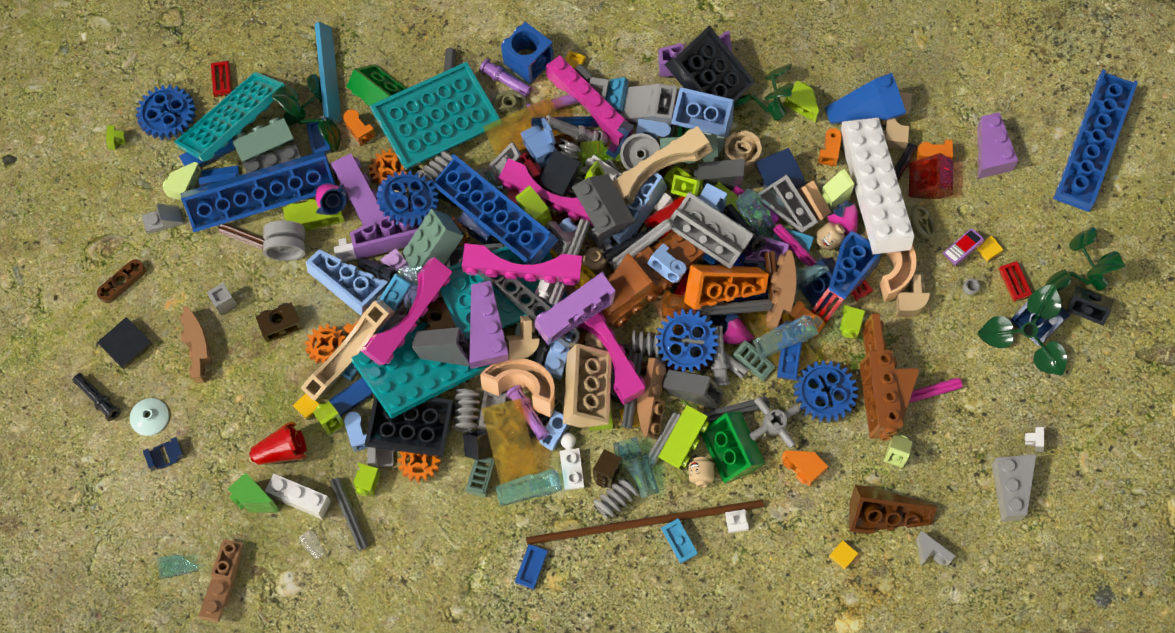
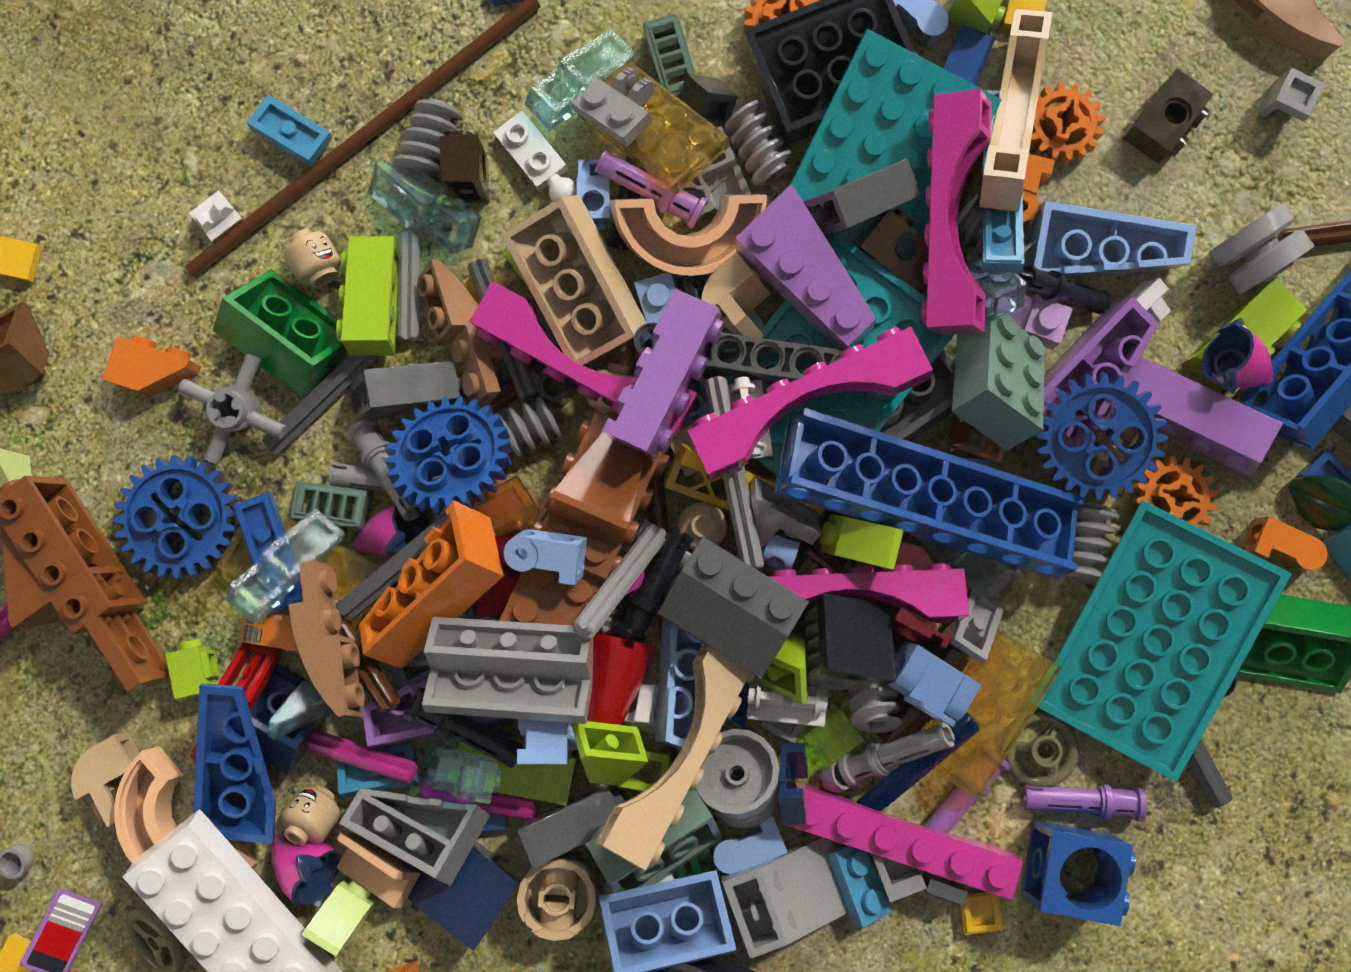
camera: 145 degrees right, 15 degrees up
(524, 454) = (612, 110): none -> light grey hinge

